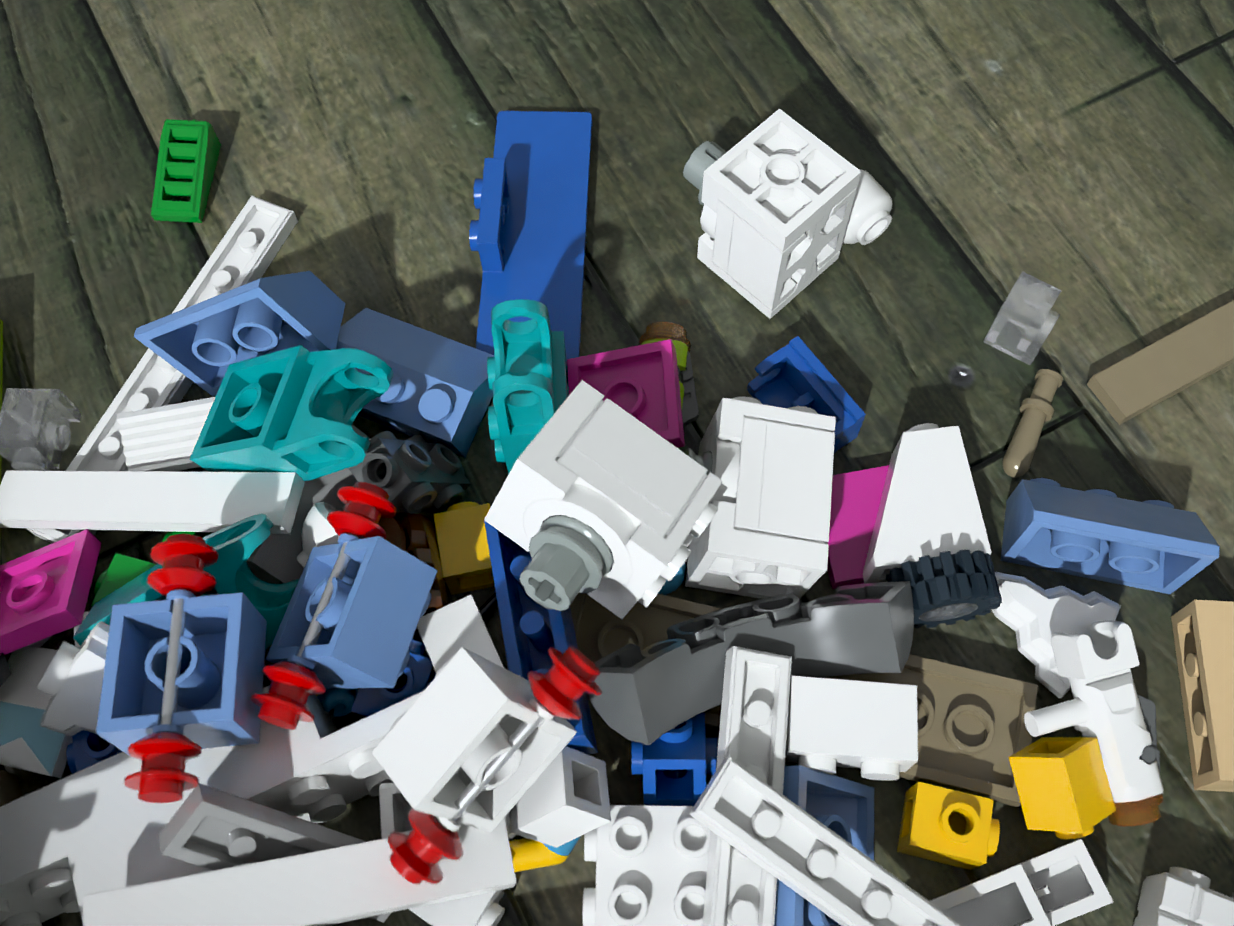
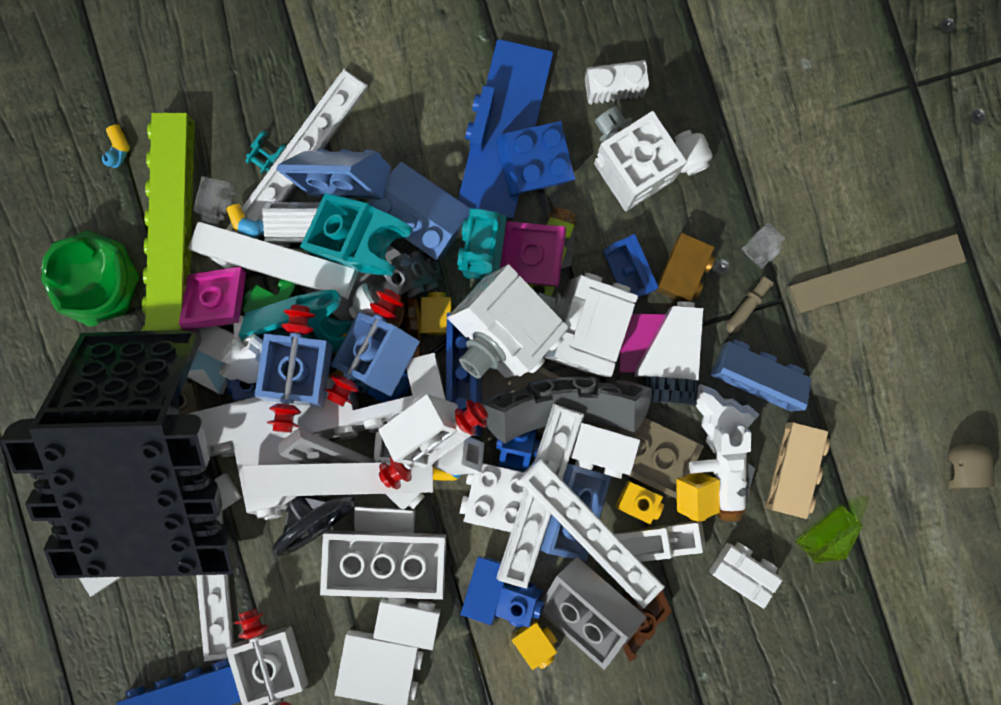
camera: 10 degrees right, 20 degrees up
(88, 456) = (242, 224): none -> arm
(111, 341) = (256, 146): none -> teal piece
(180, 142) = (304, 17): green slope -> none
(596, 255) = (535, 158): none -> blue brick
(686, 124) = (616, 81): none -> white brick
(902, 380) = (685, 268): none -> pearl gold brick

